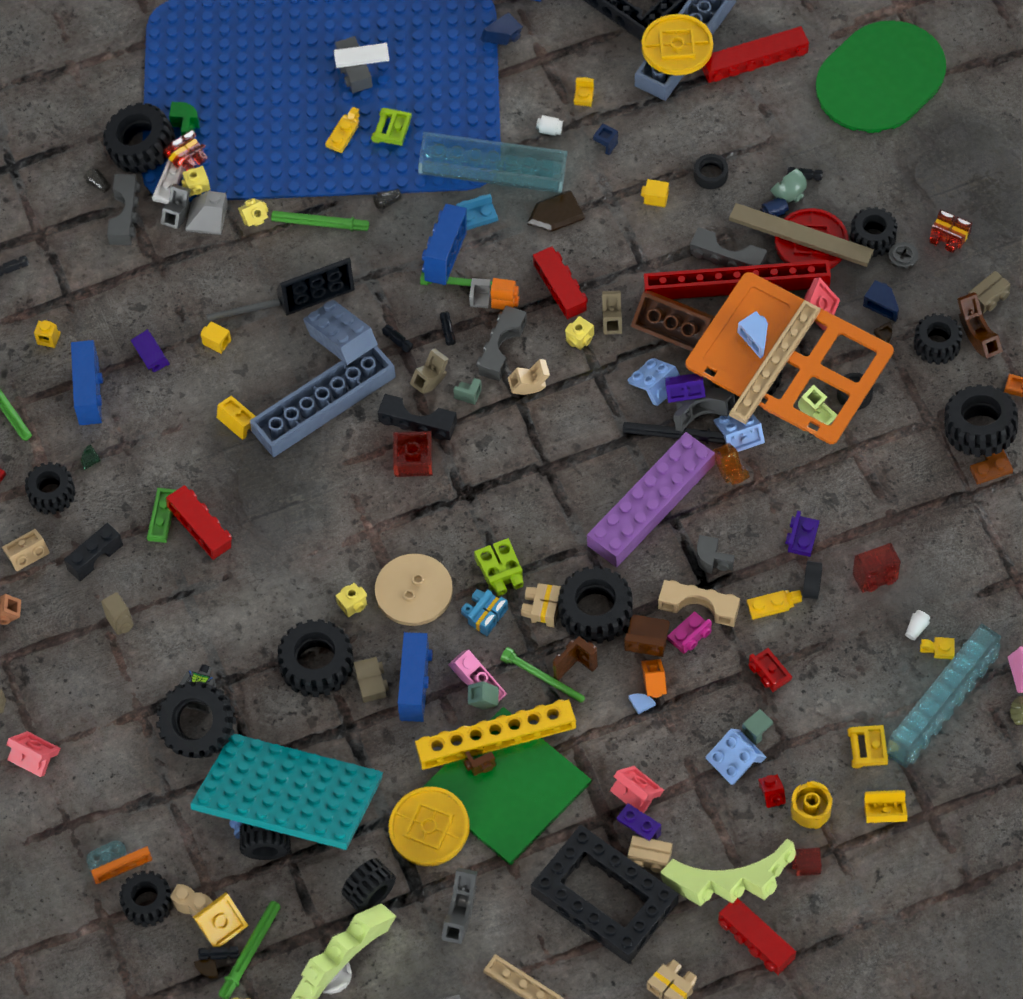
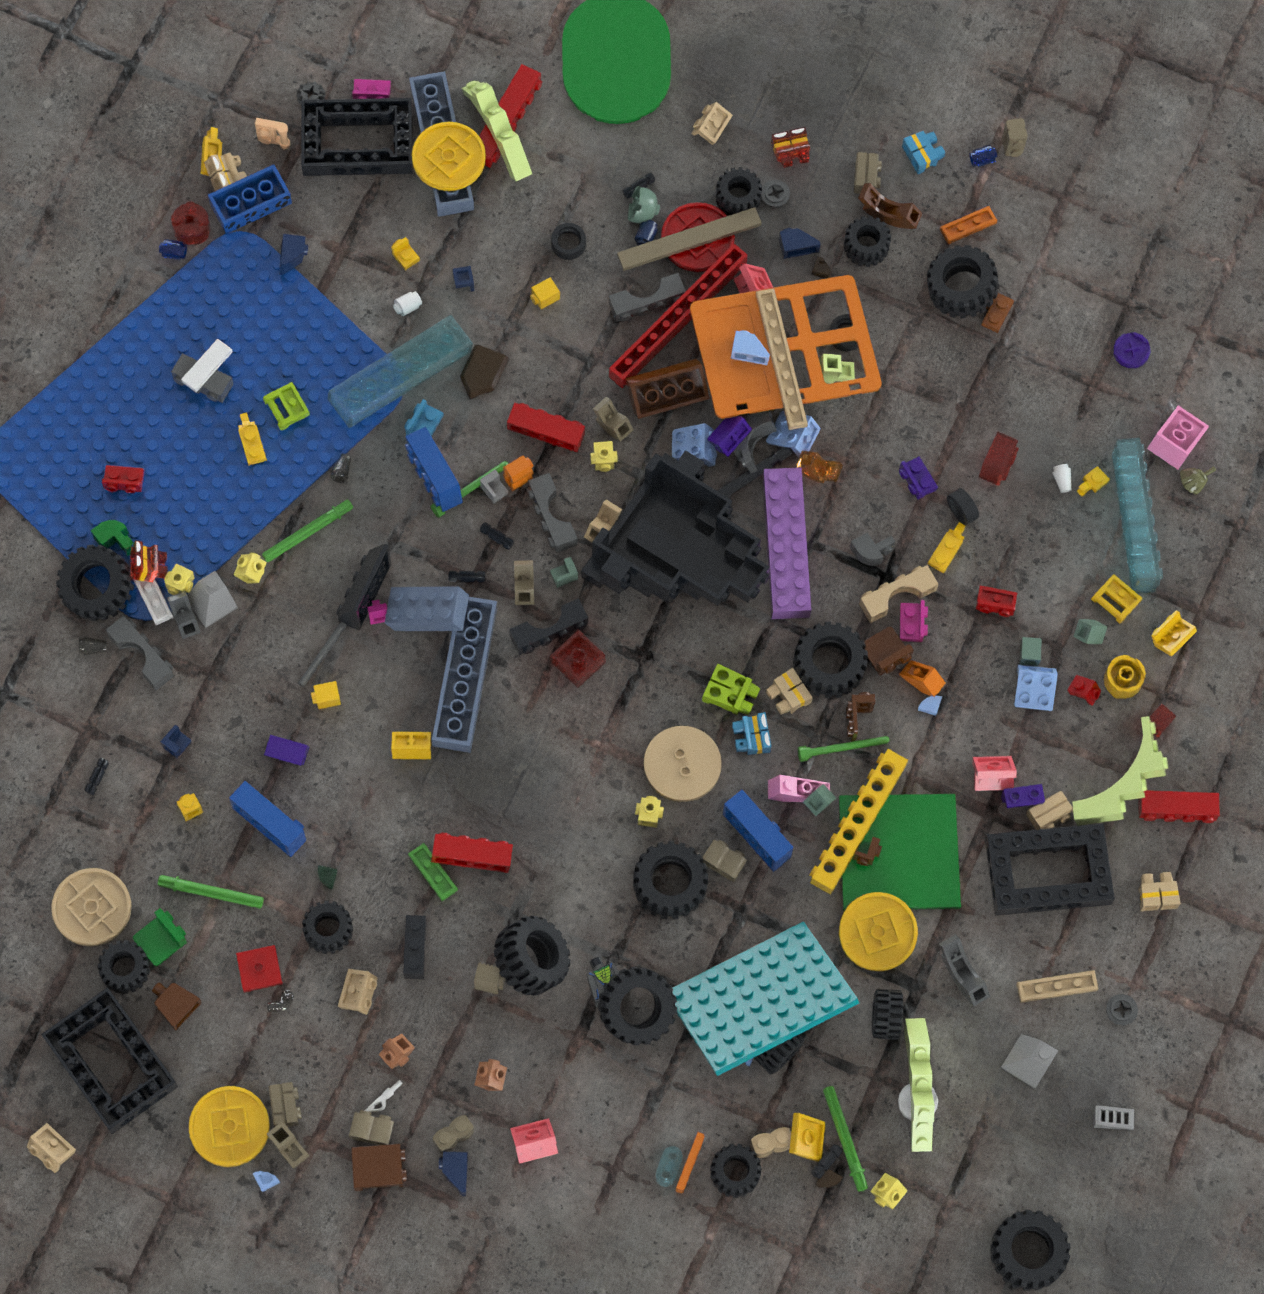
camera: 50 degrees left, 10 degrees up
(50, 681) = (491, 1075): none -> nougat brick
(84, 285) = (175, 742): none -> dark blue panel
(181, 620) = (516, 964): none -> black tyre
(232, 89) = (123, 478): none -> red bracket
(306, 308) = (377, 612): none -> dark pink tile
(566, 426) = (677, 540): none -> black panel
(736, 52) = (497, 121): none -> yellowish green arch
(821, 751) = (1090, 631): none -> sand green panel
(906, 171) = (712, 122): none -> tan bracket

